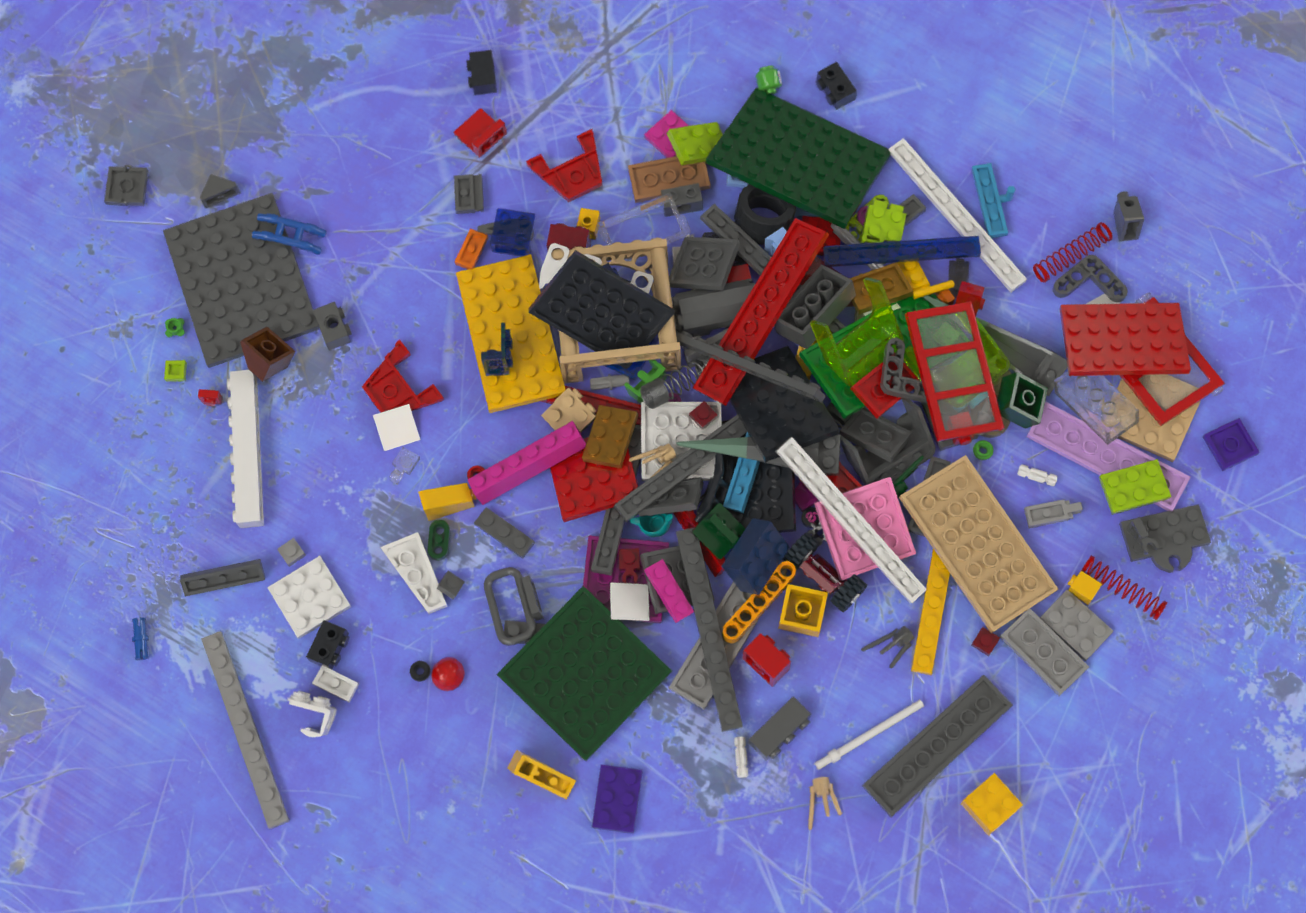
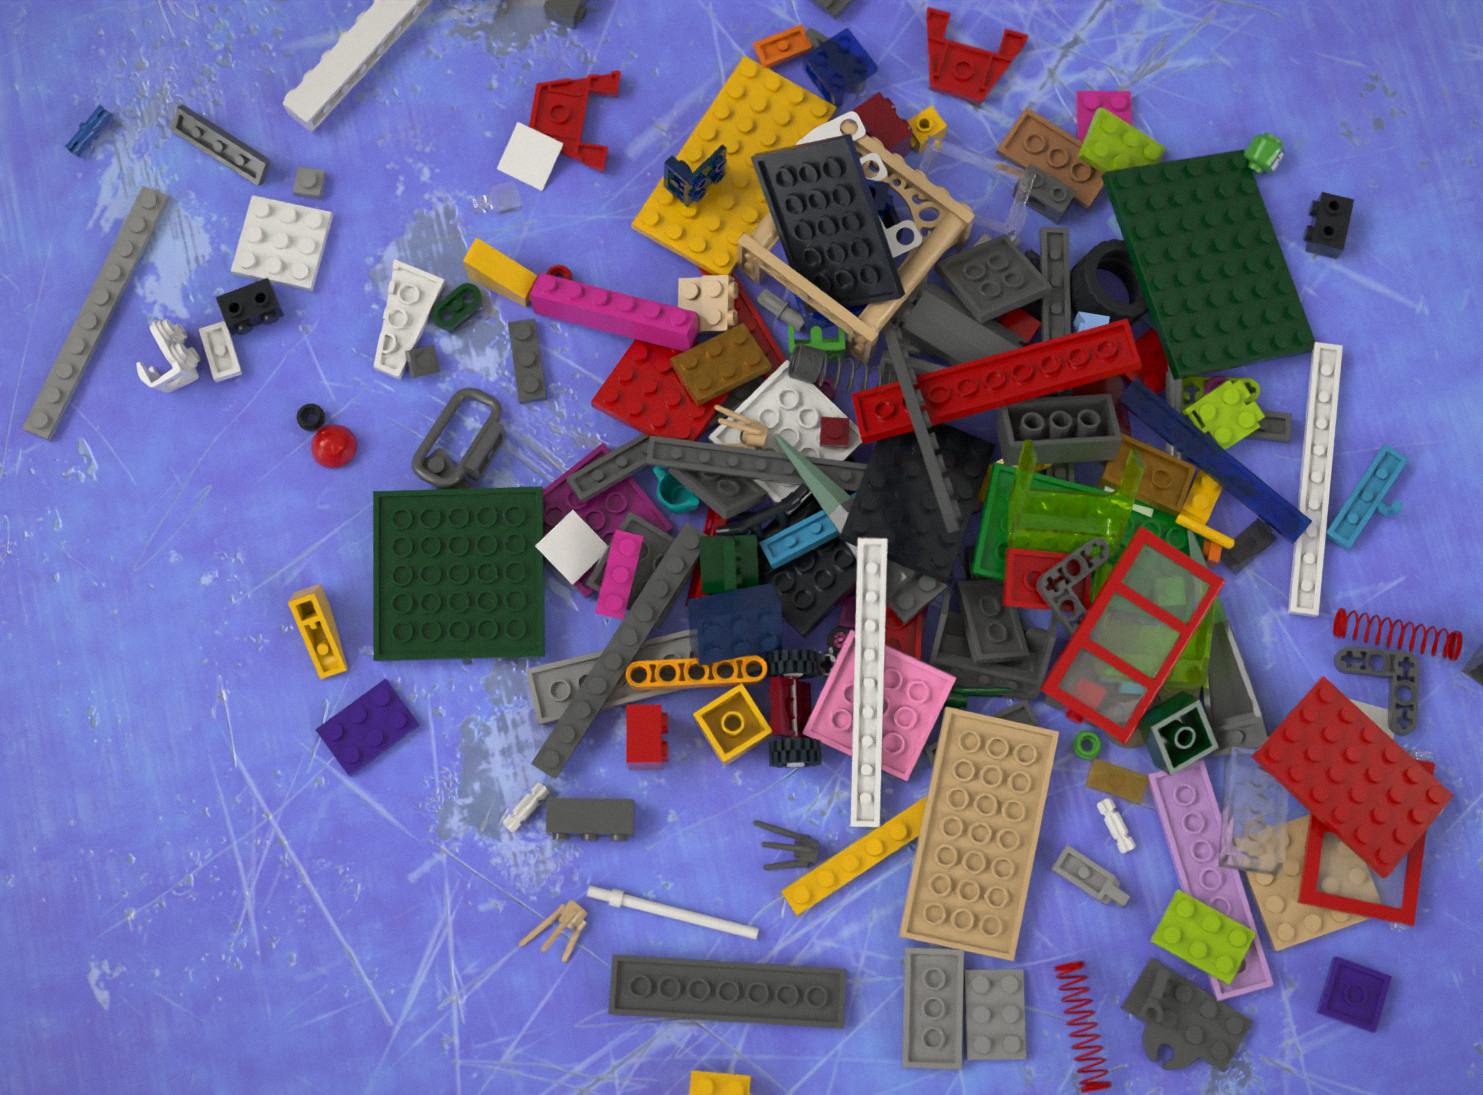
camera: 40 degrees right, 5 degrees up
(628, 562) = (613, 508): dark red plate -> none
(971, 293) = (1239, 576): red head -> none
(985, 641) = (885, 938): dark red plate -> none
(1015, 453) = (1116, 781): none -> clear yellow plate
(1084, 587) = (1041, 984): yellow brick -> none

